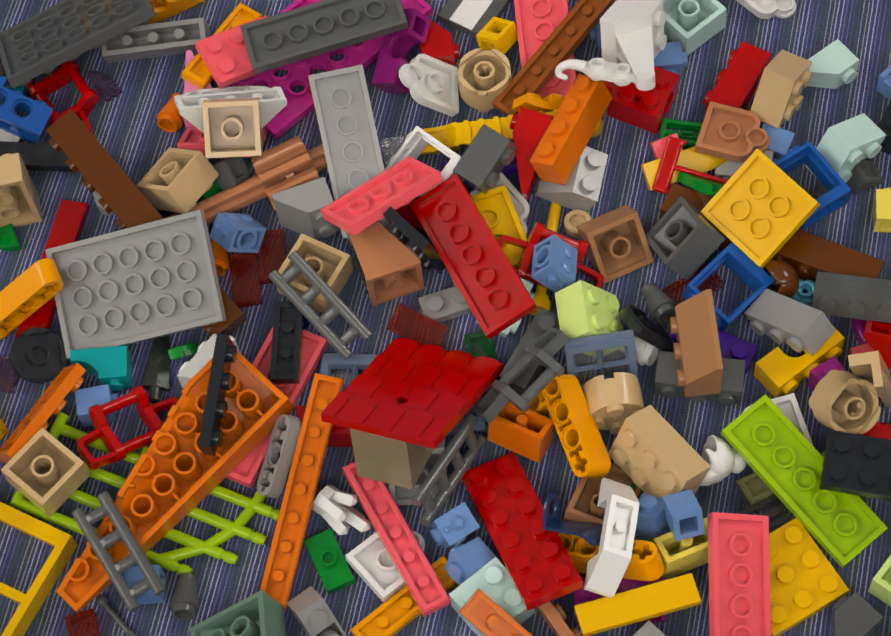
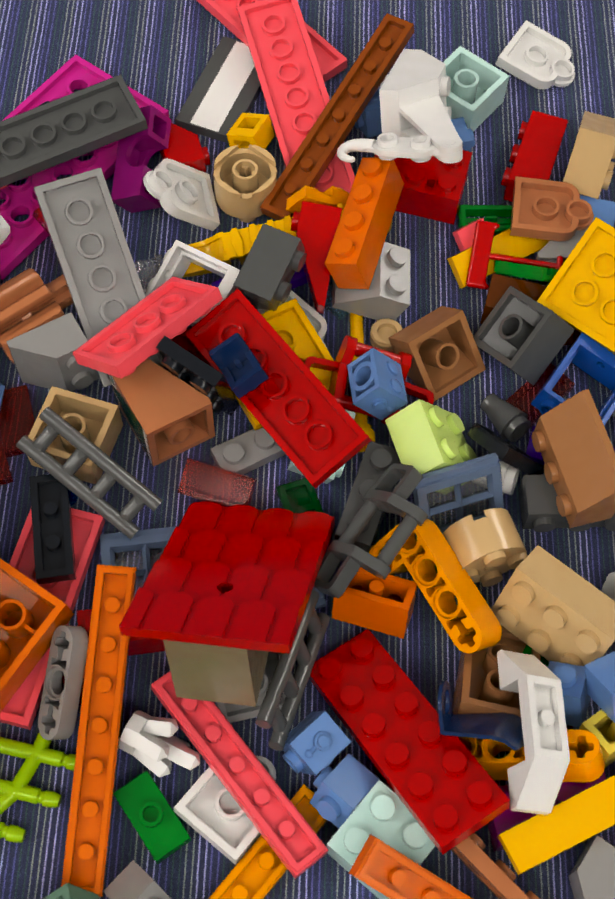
camera: 20 degrees left, 0 degrees up
(445, 235) = (238, 365): none -> dark blue bracket

